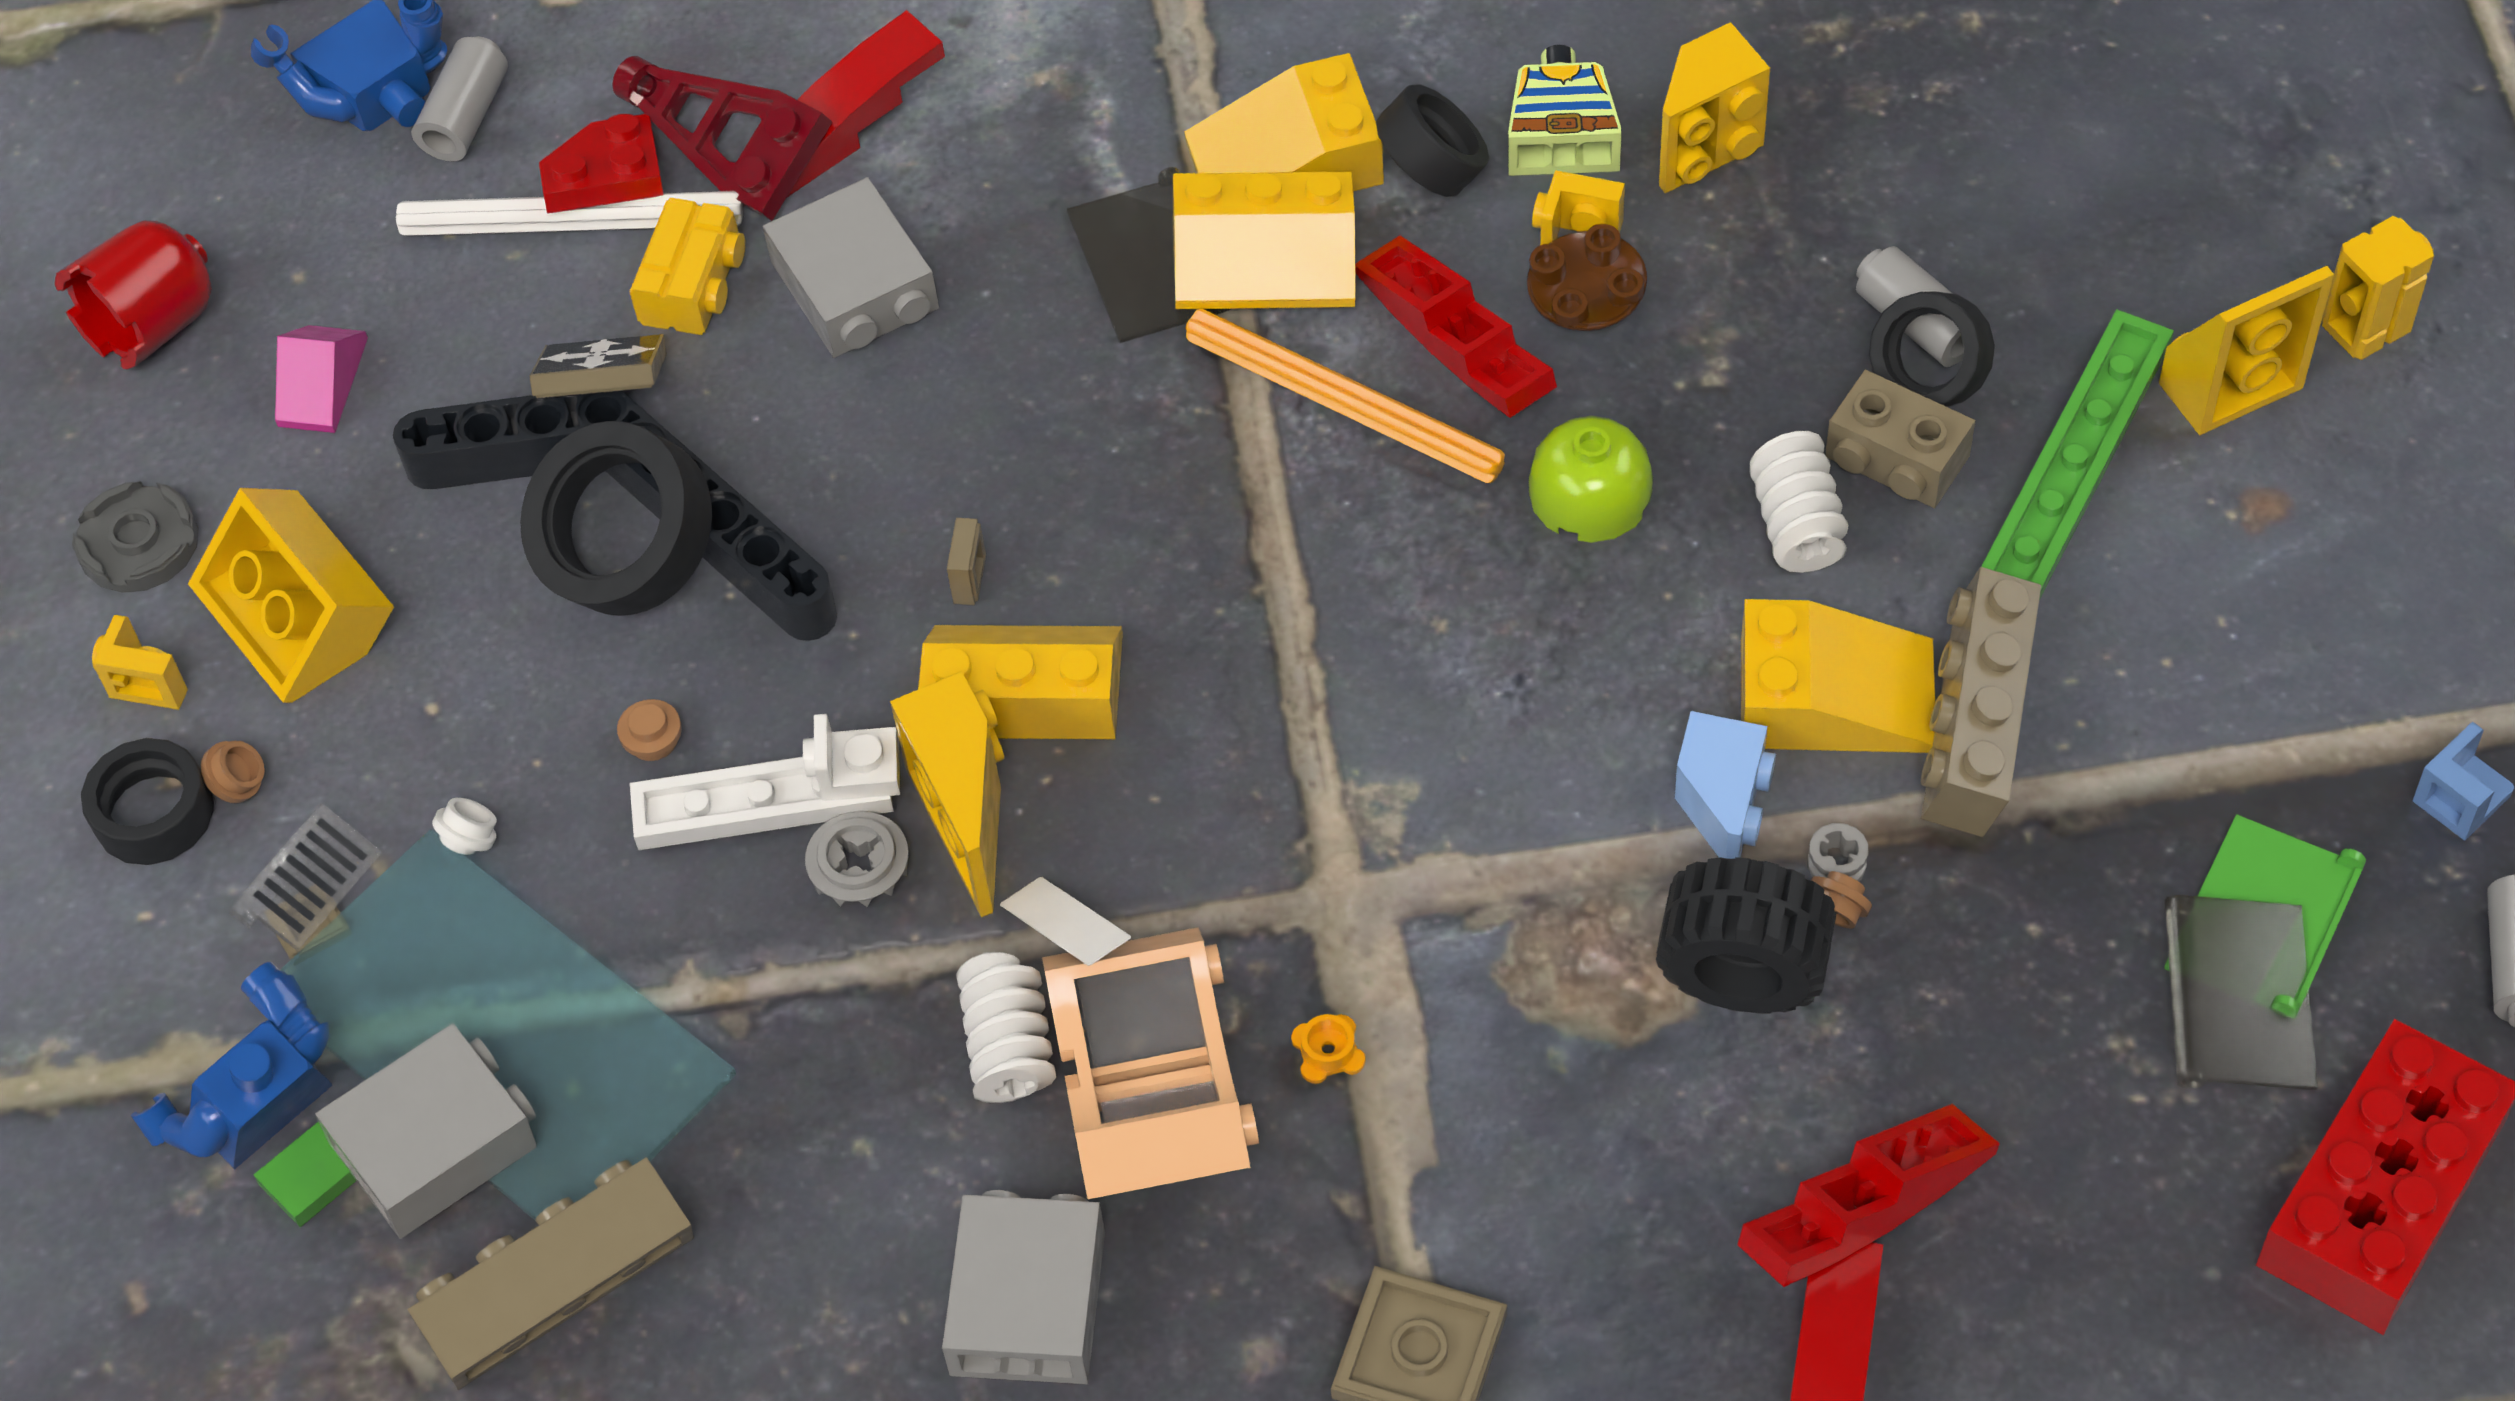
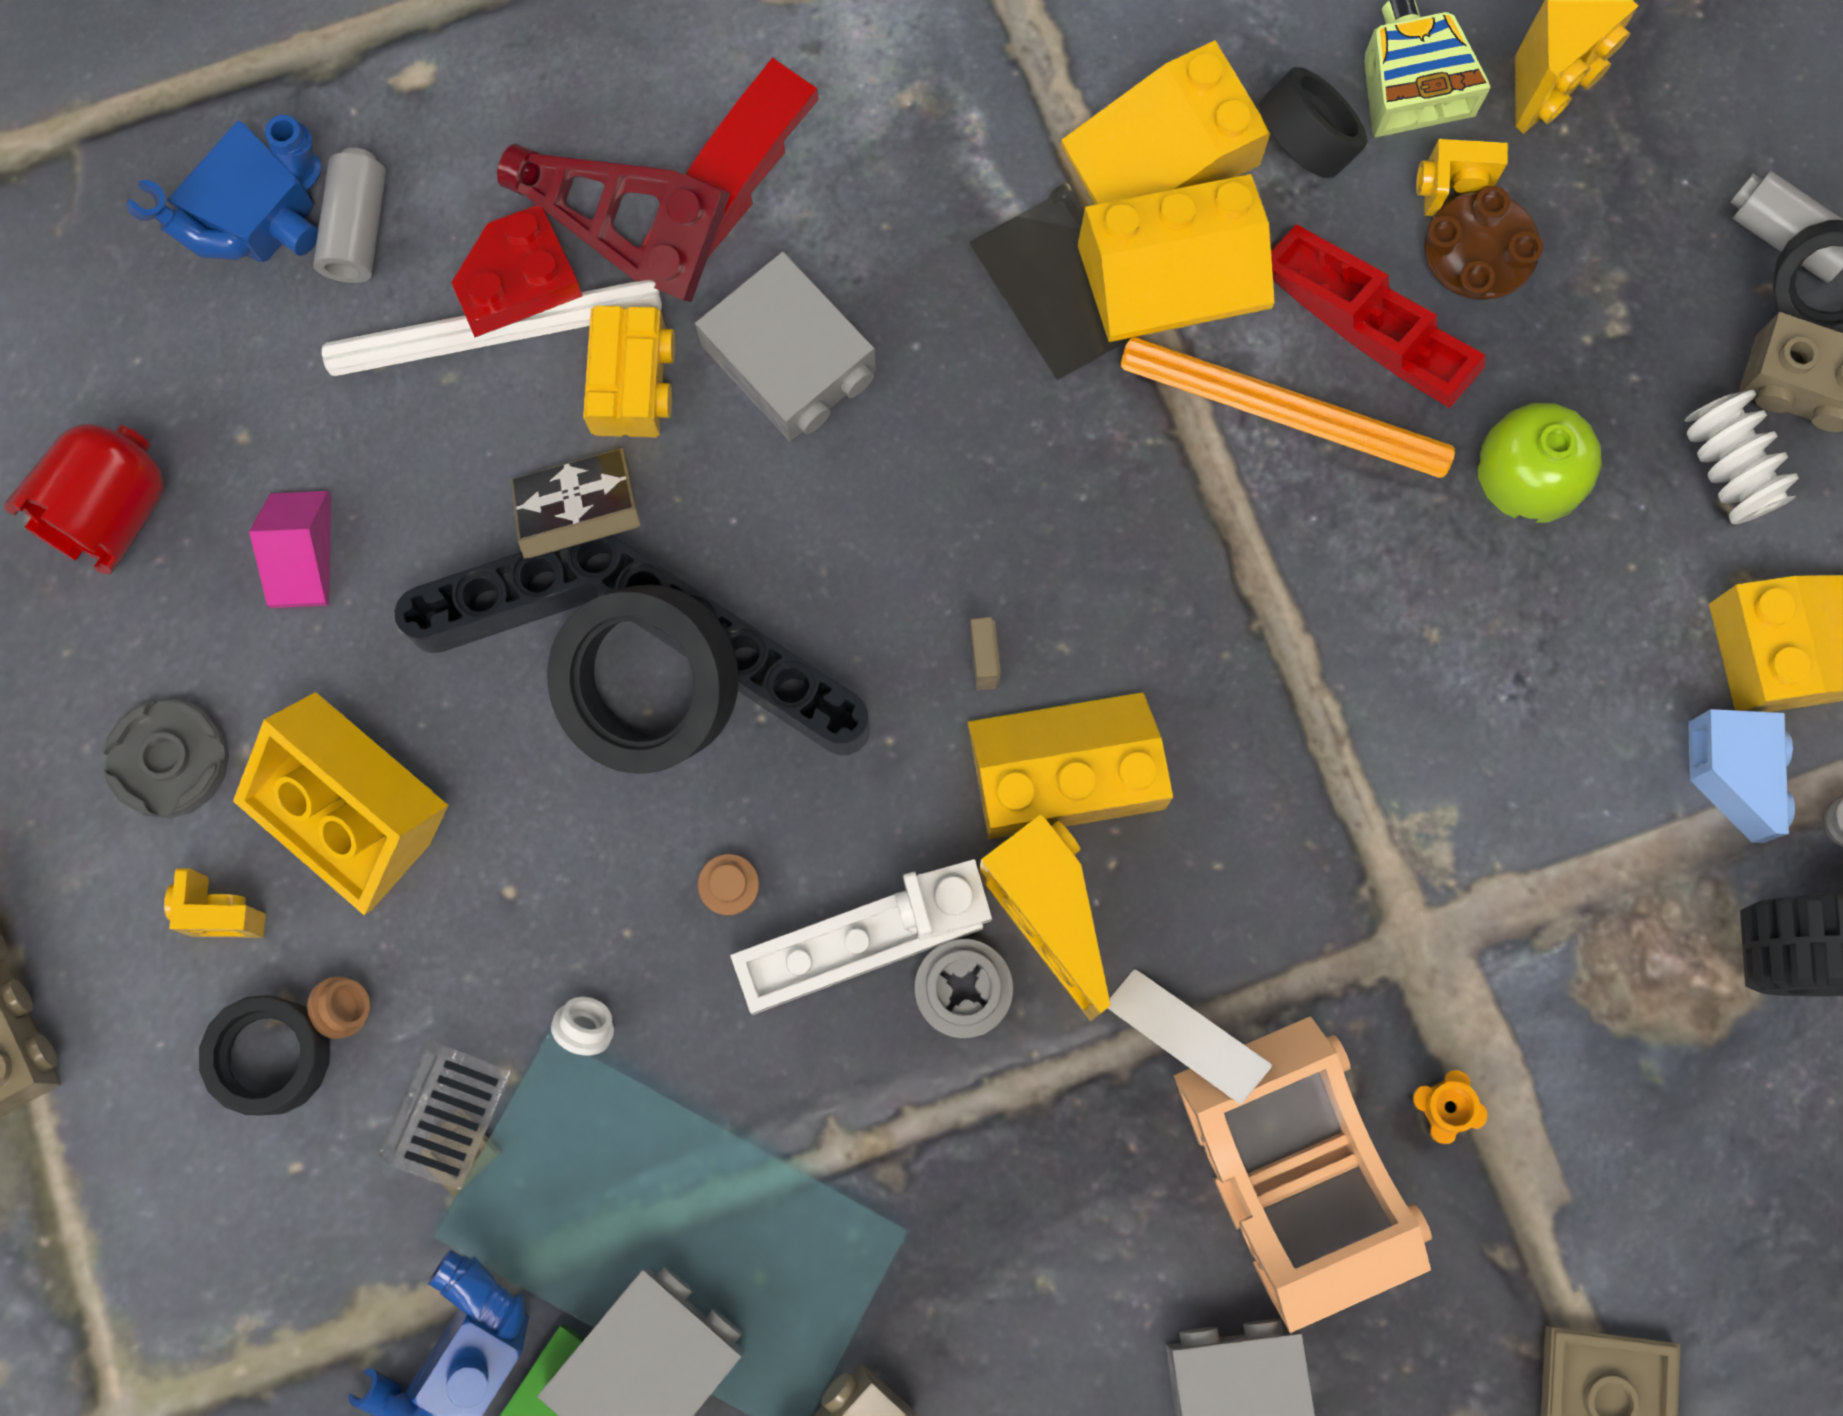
camera: 15 degrees left, 20 degrees up
(1004, 1027) = (1159, 1155): white piece -> none

